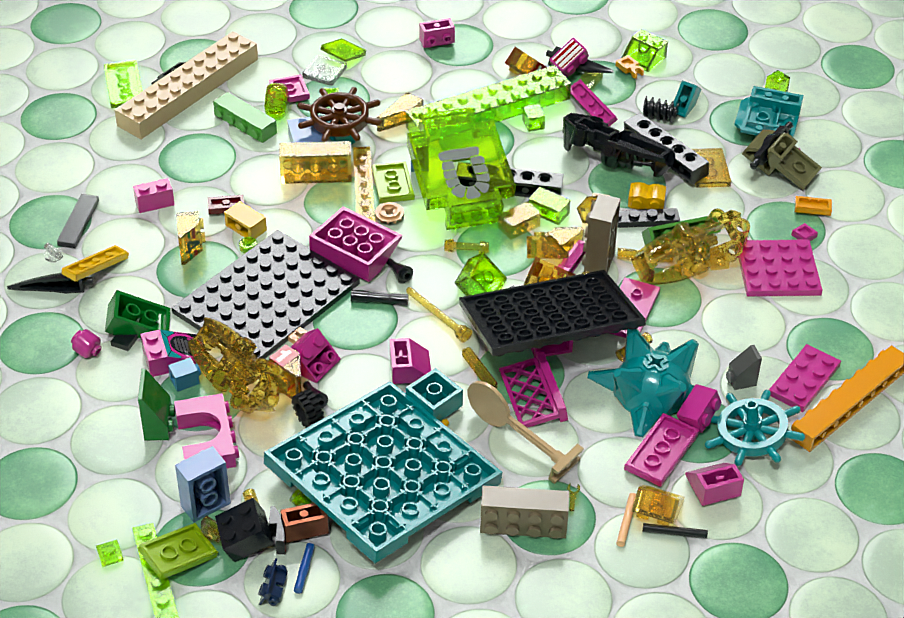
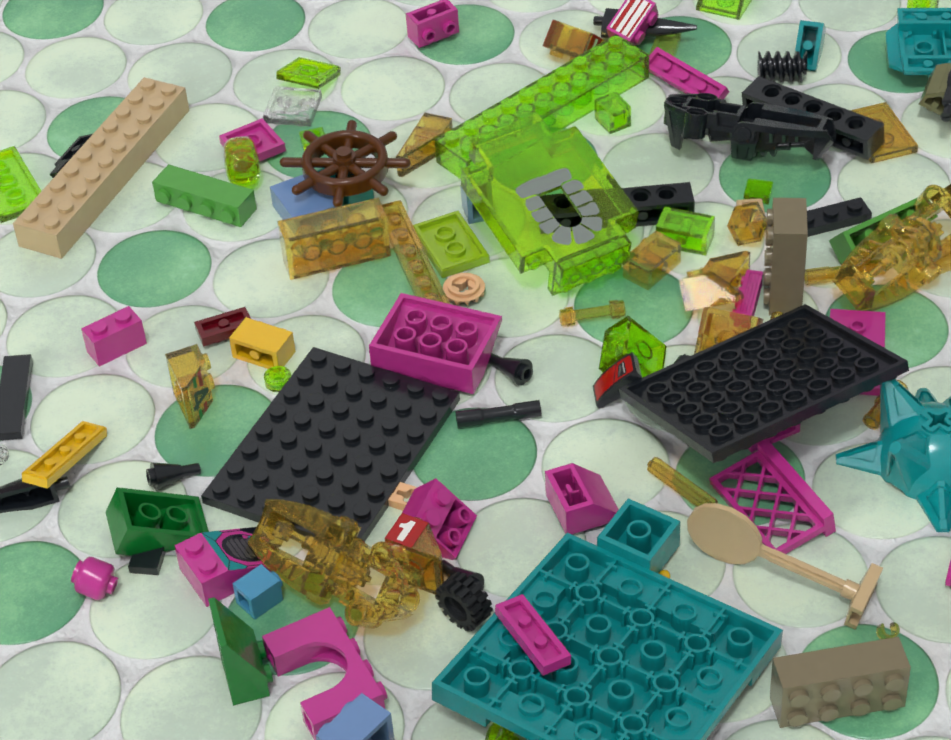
camera: 10 degrees left, 0 degrees up
(154, 289) = (165, 474): none -> black cone
(338, 437) = (533, 634): none -> dark pink plate
(461, 332) = (637, 438): clear yellow piece -> none
(464, 288) = (616, 376): none -> slope
(611, 188) = (758, 189): none -> clear neon green tile
(628, 64) = (712, 15): light orange plate -> none
(646, 196) = (818, 188): yellow brick -> none

